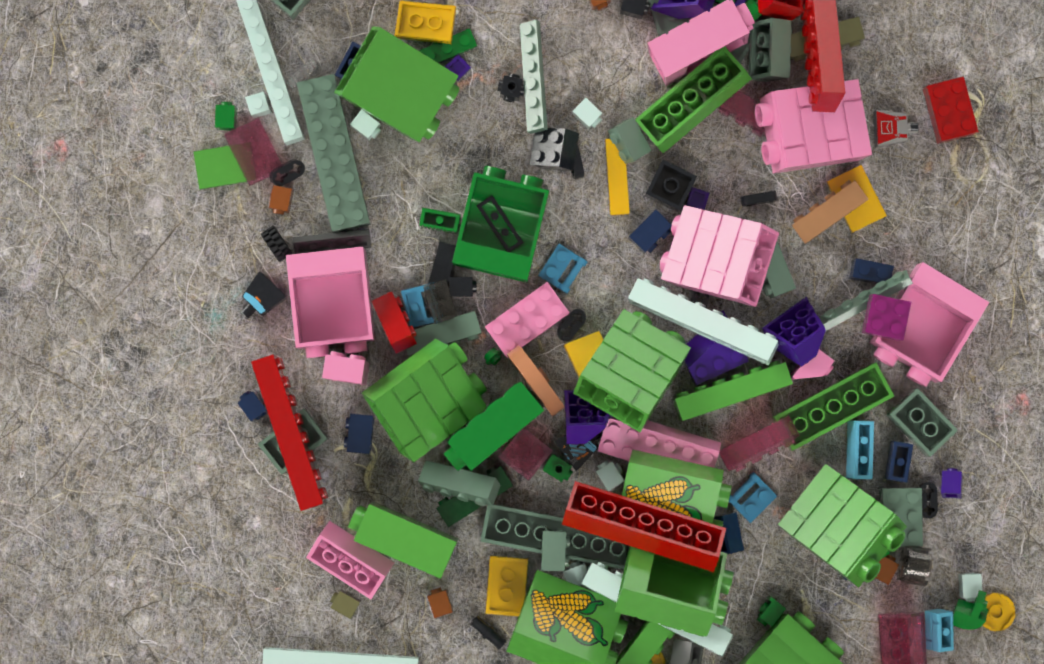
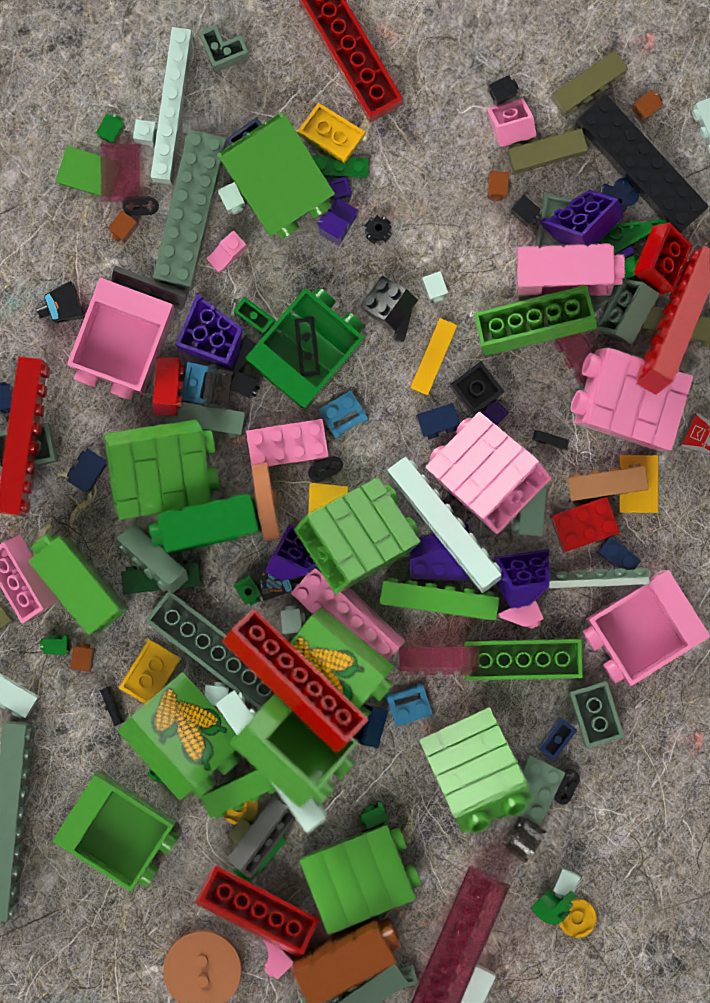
camera: 30 degrees right, 0 degrees up
(276, 243) = (98, 263): black tyre -> none
(344, 369) = (102, 405): bright pink brick -> none
(385, 175) = (226, 252): none -> bright pink arch
(409, 256) = (210, 334): none -> dark purple wedge
(410, 603) = (55, 645): none -> green brick
(471, 98) = (337, 221): none -> dark purple brick
(493, 356) = (241, 461): green plate -> none
(524, 453) = (225, 561): clear pink brick -> none
(533, 76) = (402, 229): plate -> none
(554, 550) = (205, 662): sand green brick -> none
(629, 140) = (459, 329): sand green brick -> none
(827, 259) = (584, 524): none -> red brick
(860, 449) = (527, 710): medium azure brick -> none
(886, 317) = (610, 602): magenta brick -> none
(887, 570) = (497, 829): dark orange brick -> none
(939, 630) = (517, 908): medium azure brick -> none
(952, 483) = (595, 782): dark purple brick -> none

